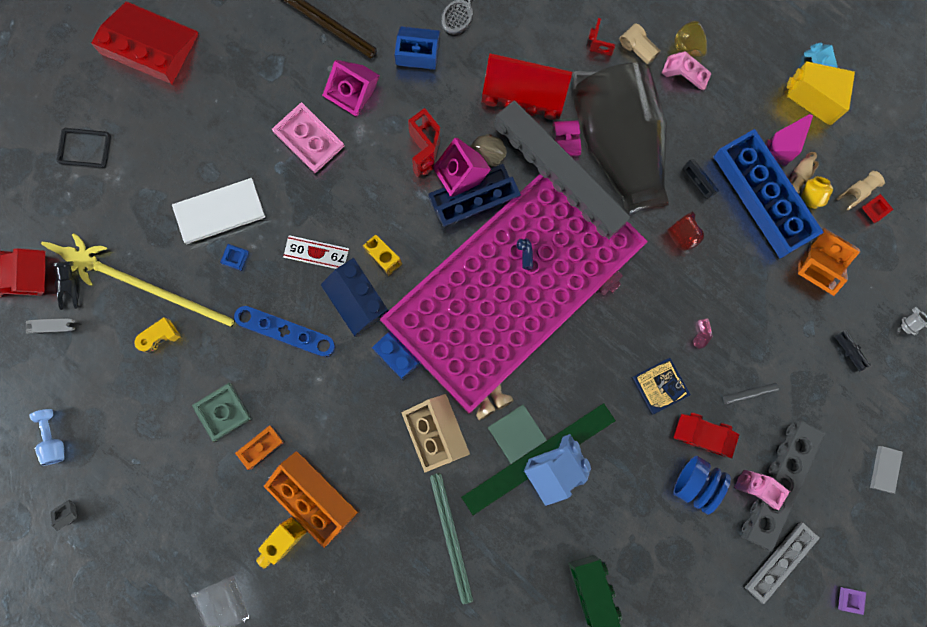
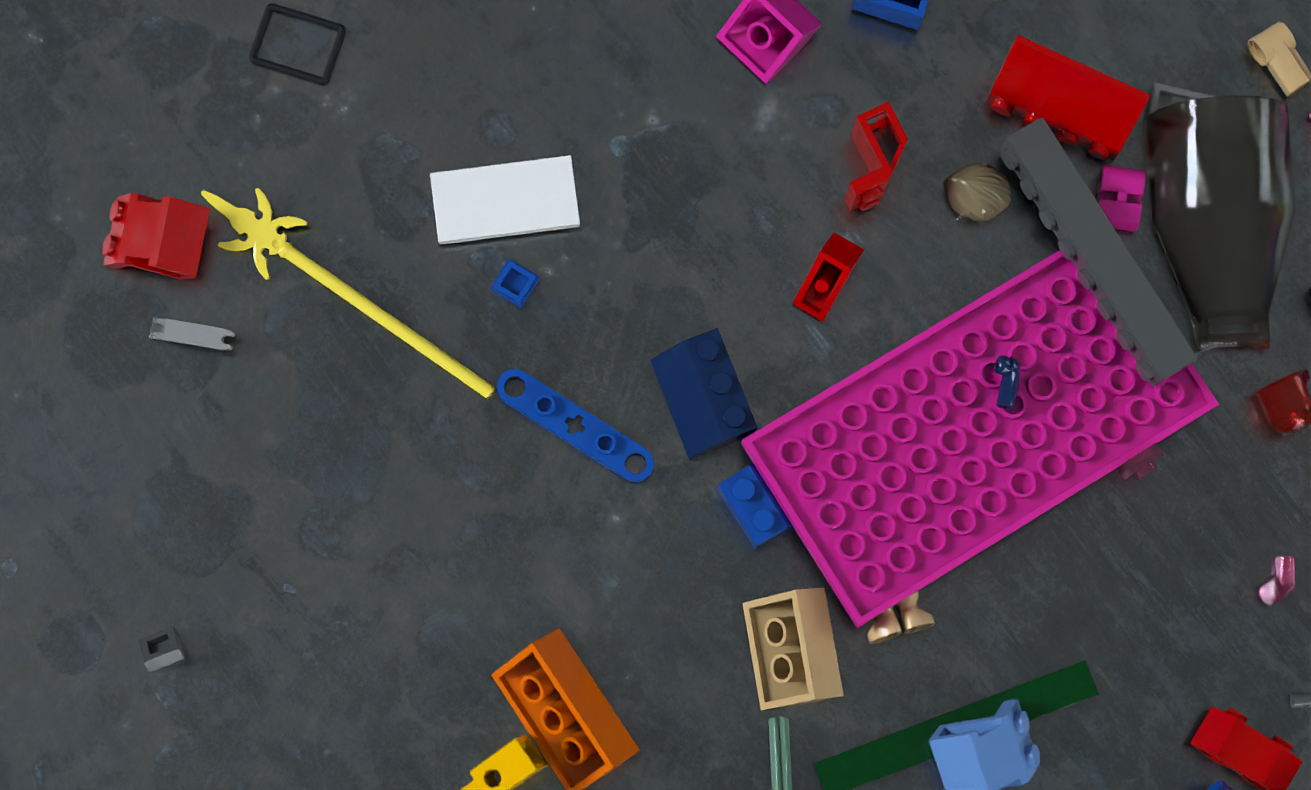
camera: 15 degrees right, 0 degrees up
(50, 450) = (158, 539): light blue piece -> none
(65, 283) = (230, 266): black piece -> none
(155, 335) = (363, 386): yellow leg -> none
(221, 412) = (445, 538): sand green tile -> none
(259, 447) = (498, 609): orange plate -> none
(308, 137) = (678, 105): bright pink plate -> none
(315, 252) = (652, 303): white sticker -> none
(382, 255) = (764, 332): yellow leg -> none
(412, 215) = (828, 276): none -> red slope
(460, 168) = (926, 212): dark pink slope -> none
(492, 191) = (939, 263): dark blue slope -> none
(517, 434) = (928, 680): sand green tile -> none
(595, 44) = (1204, 46): red bracket -> none
(661, 386) = (1188, 653): tile -> none

